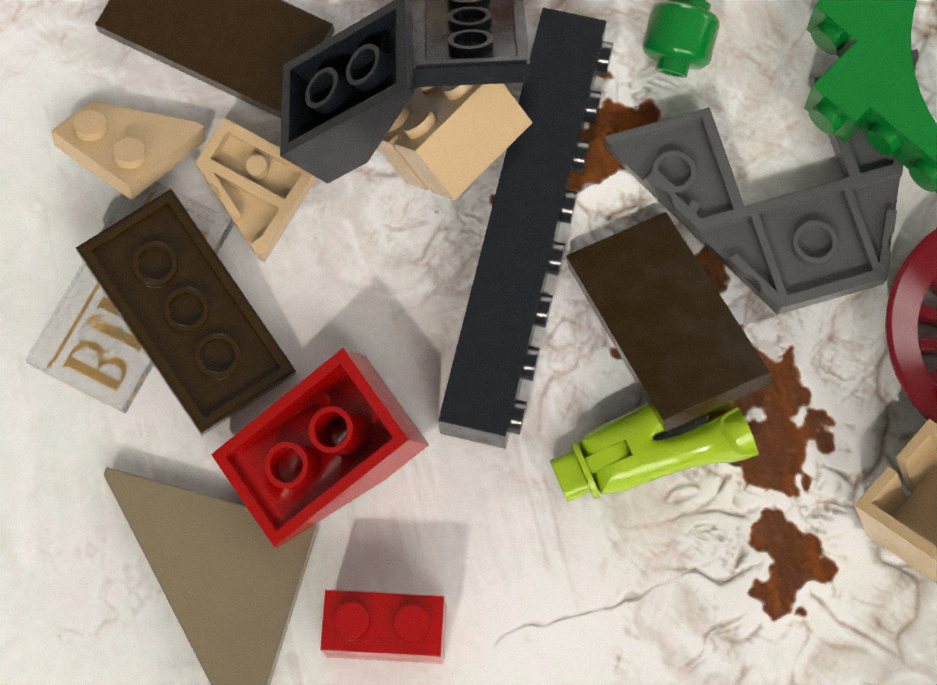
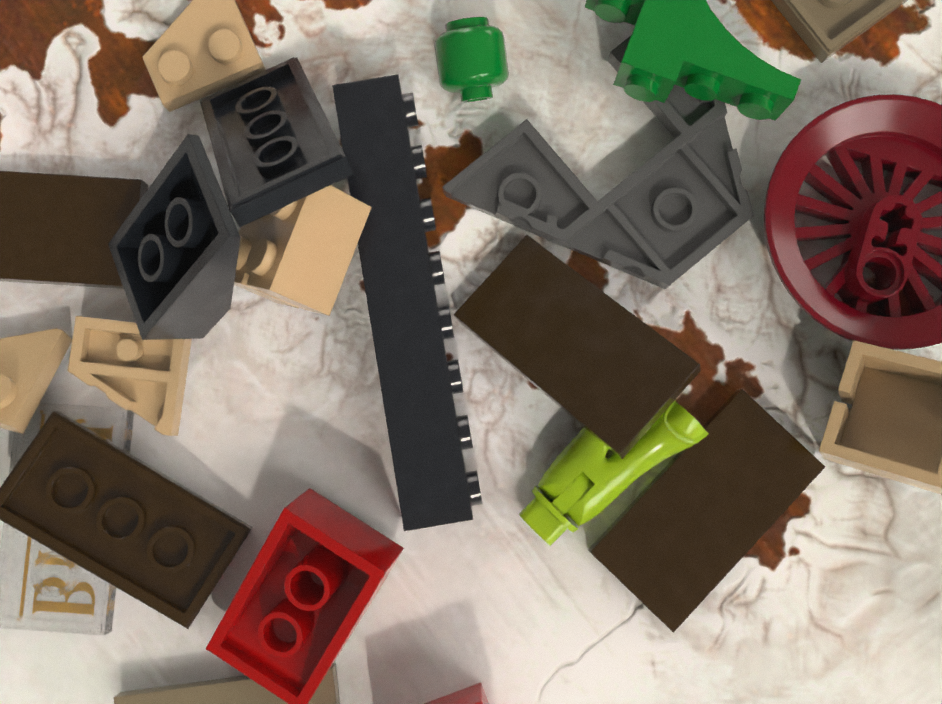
camera: 25 degrees left, 10 degrees up
(730, 531) = (706, 510): none -> dark brown tile

